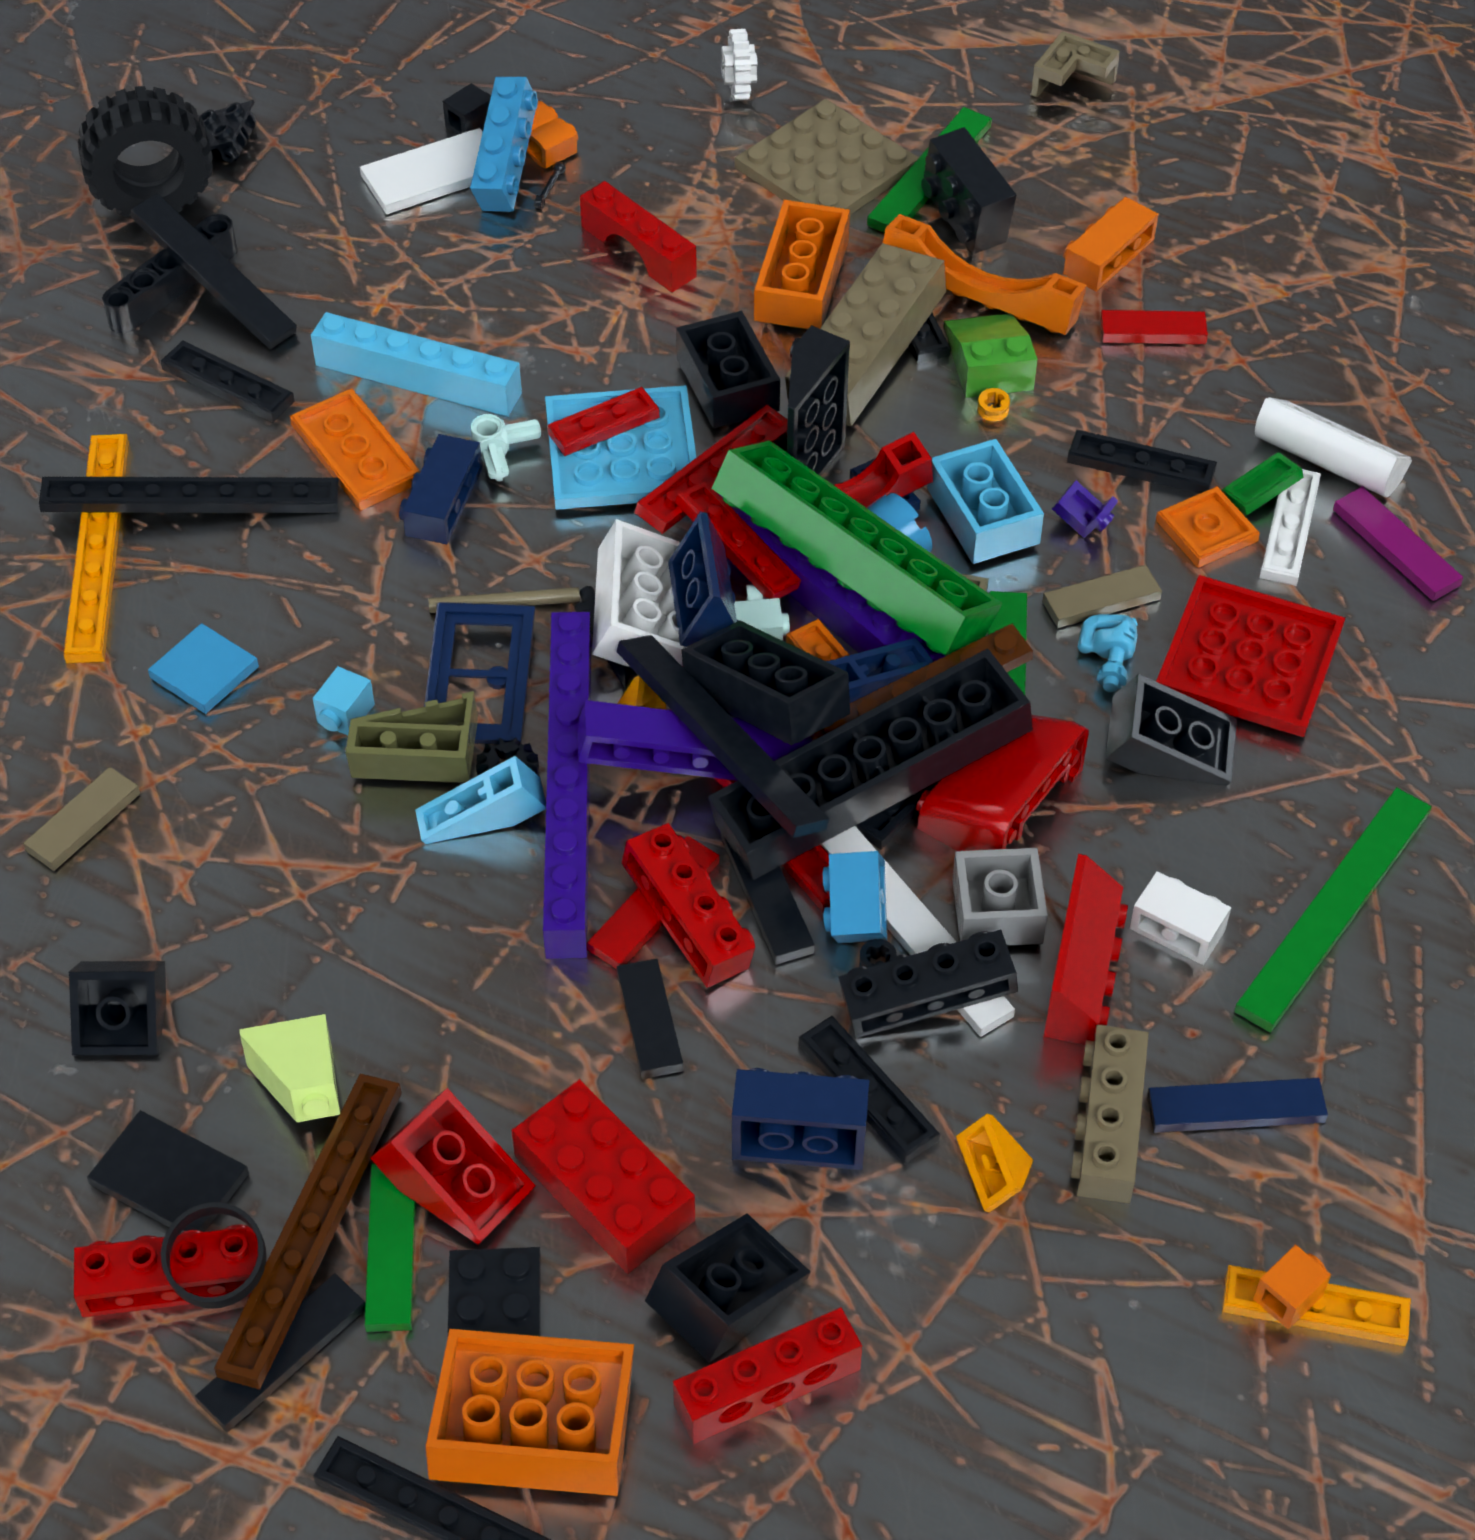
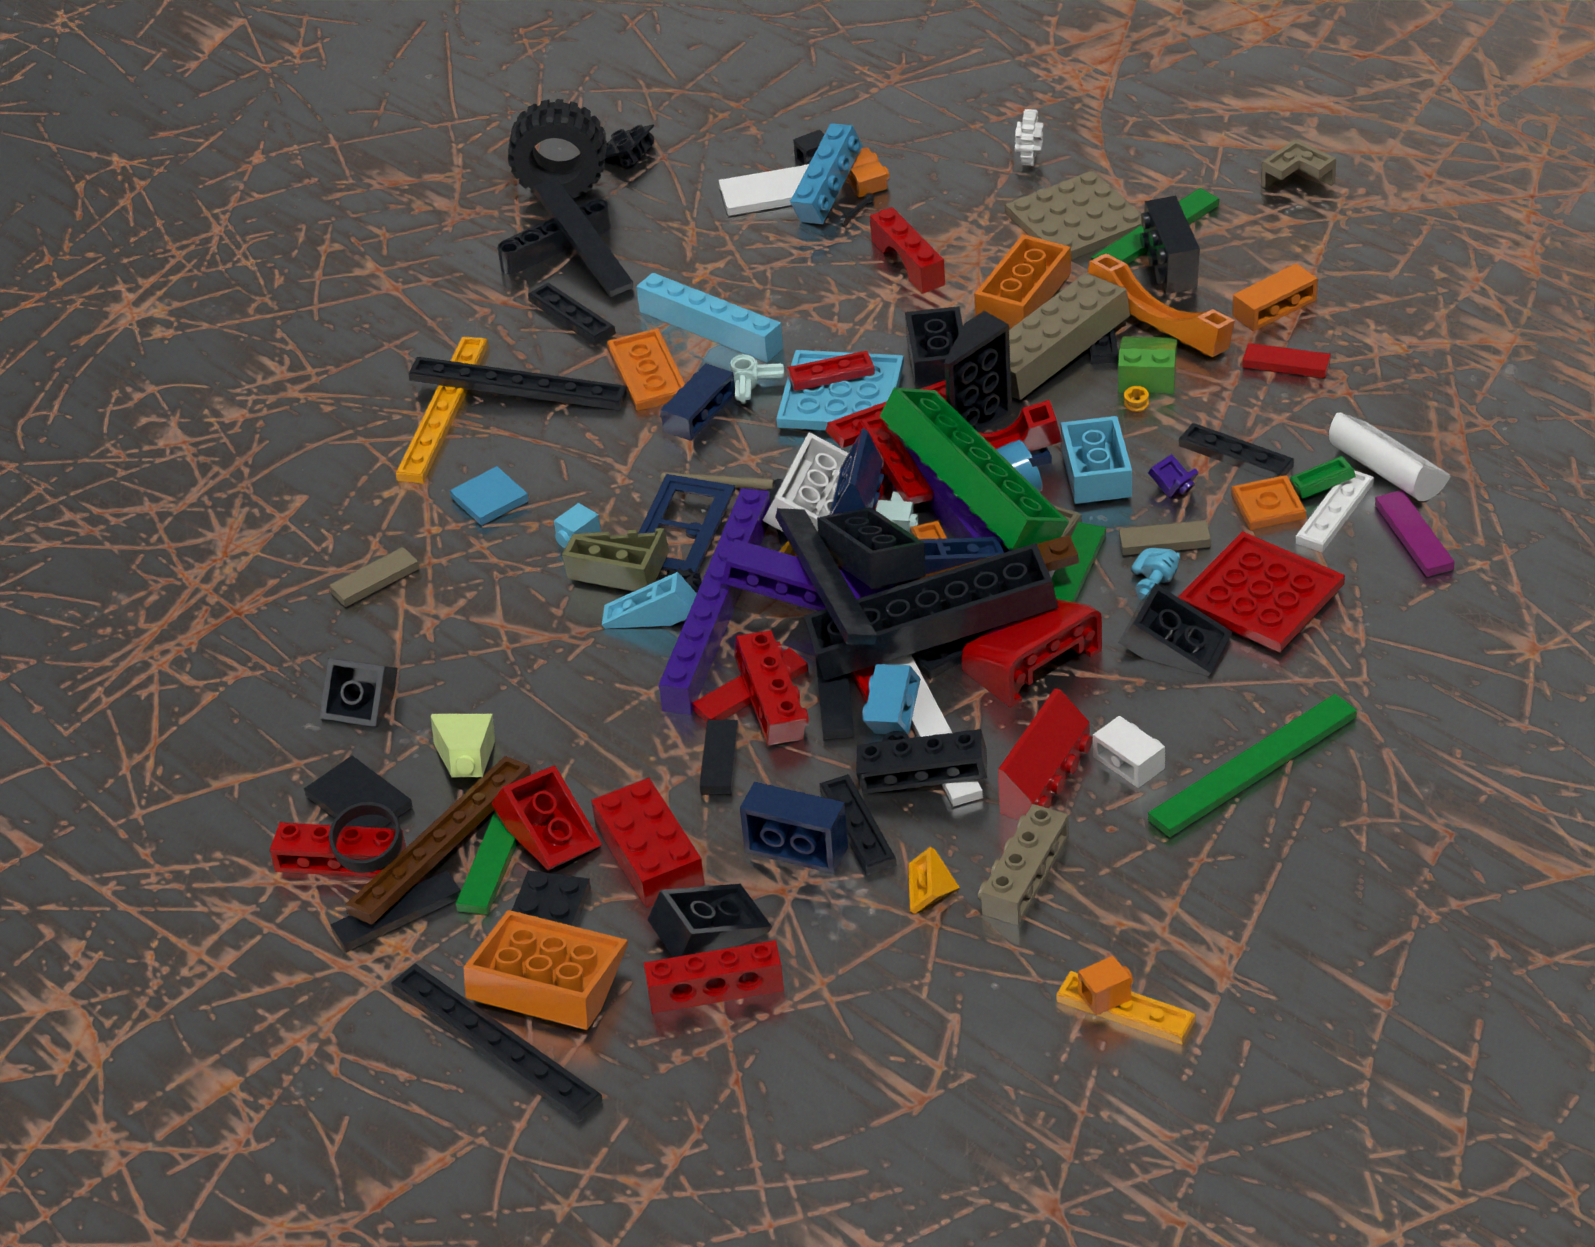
camera: 20 degrees right, 10 degrees down
(1000, 892) = (999, 710): light grey brick -> none
(1237, 1105) = (1122, 876): dark blue tile -> none

